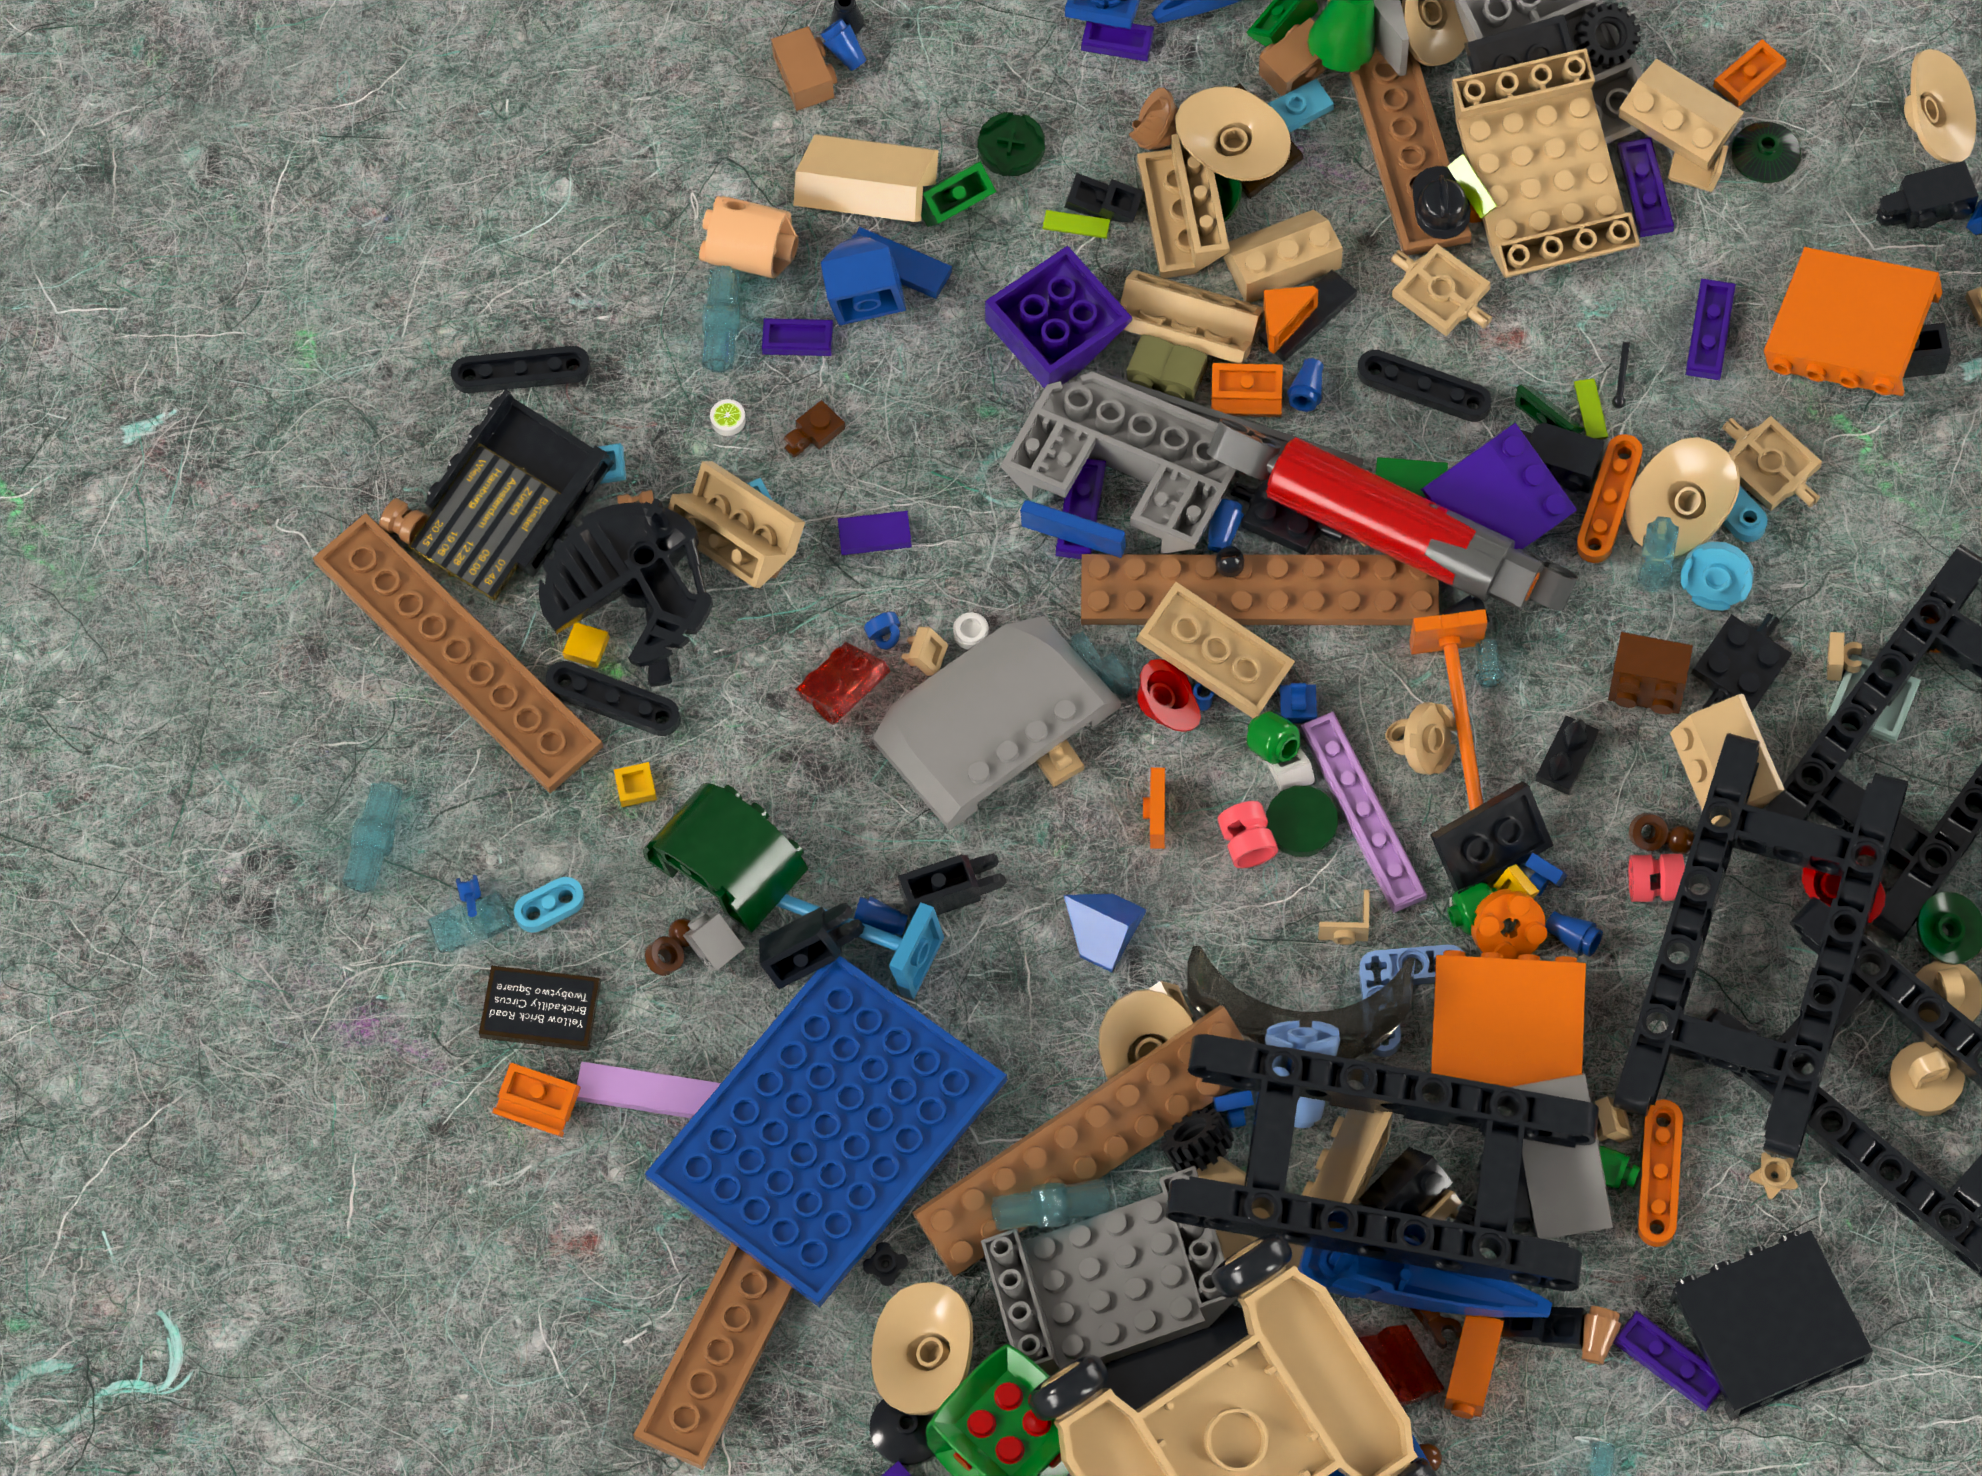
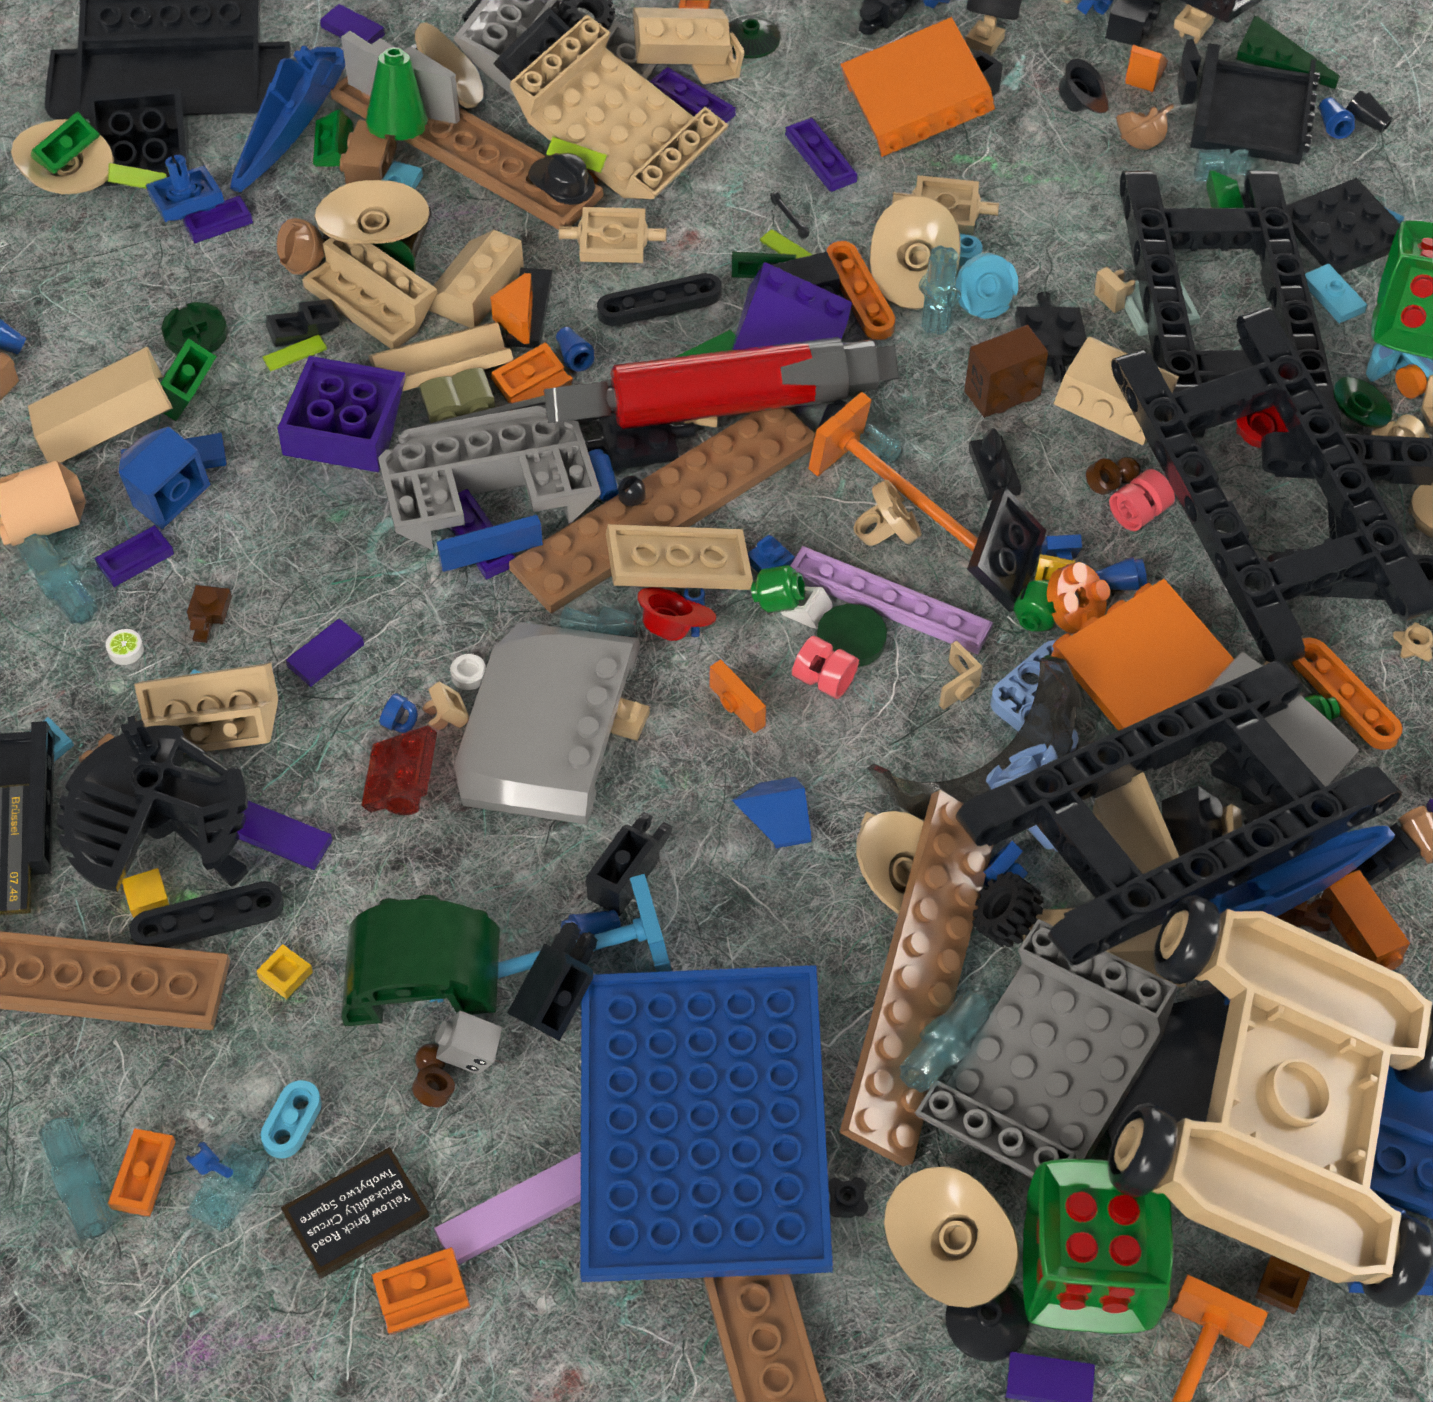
camera: 45 degrees left, 10 degrees down
(419, 867) = (142, 1172): none -> orange plate
(718, 668) = (284, 836): none -> dark purple tile

